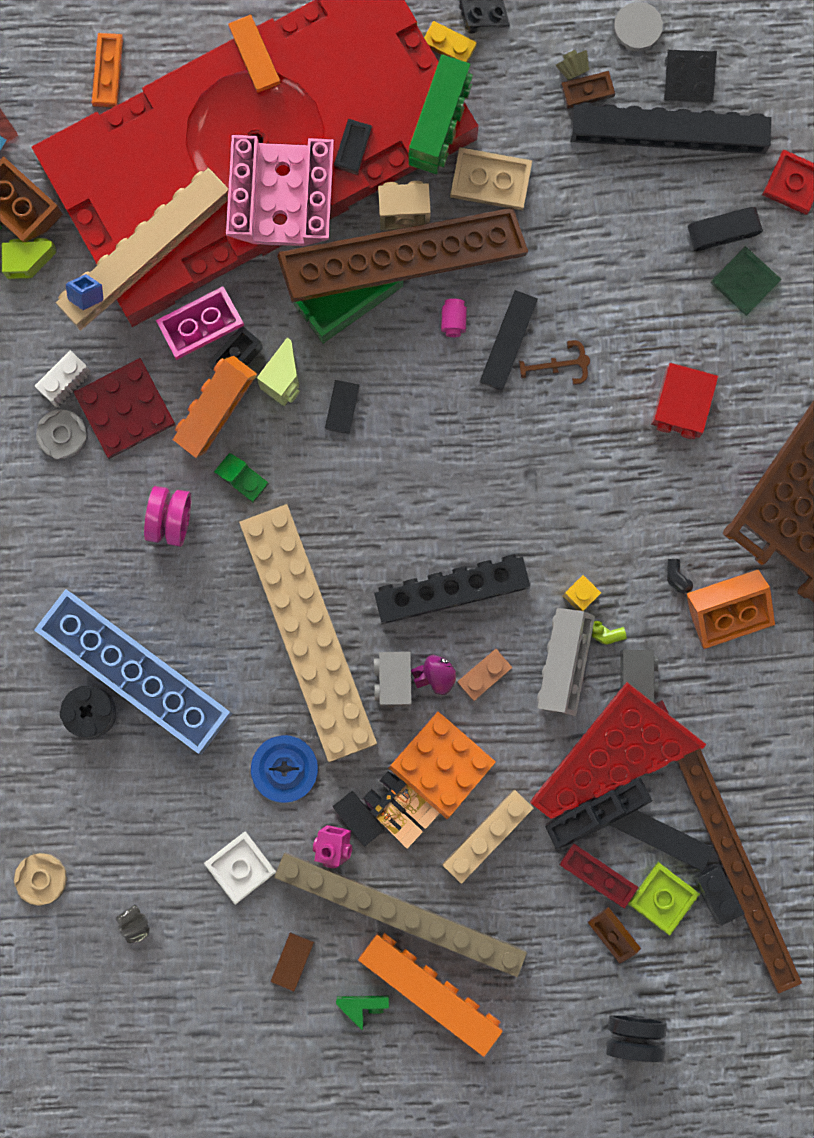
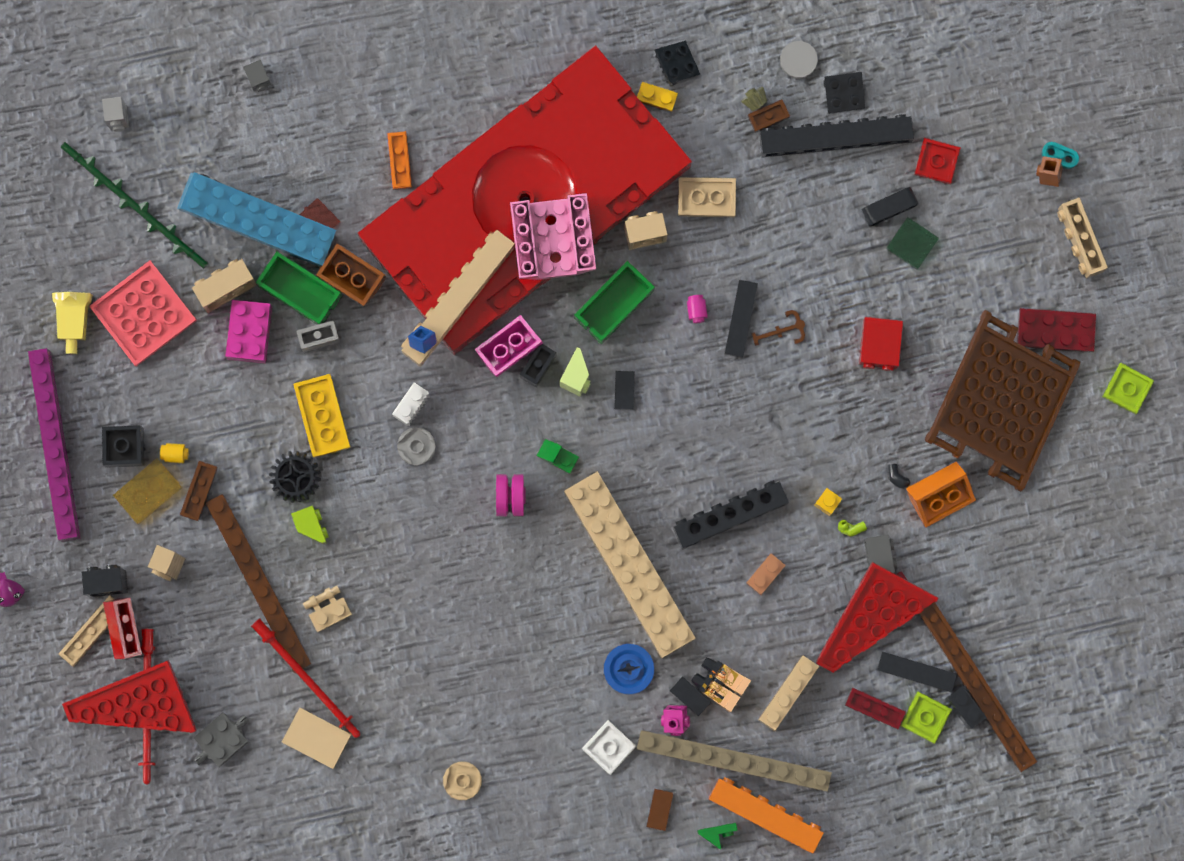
camera: 10 degrees left, 0 degrees up
(25, 258) = (365, 317): lime slope -> none
(74, 717) = (477, 662): black brick -> none
(124, 408) = (460, 418): dark red plate -> none
(133, 672) = (505, 615): light blue brick -> none
(133, 925) = (537, 802): clear smoke piece -> none
(214, 406) = (530, 407): orange brick -> none
(254, 53) = (513, 134): orange tile -> none
(353, 146) = (600, 193): black tile -> none
(395, 679) = (700, 588): light grey brick -> none
(401, 254) = (652, 269): reddish brown plate -> none
(437, 673) = (729, 578): magenta piece -> none
(440, 114) = (662, 158): green piece -> none
(442, 765) = (746, 646): orange plate -> none
(565, 661) = (824, 554): light grey brick -> none
(598, 813) = (867, 663): black slope -> none
(614, 935) = (893, 750): reddish brown plate -> none
(636, 1038) = (921, 819): black wheel -> none

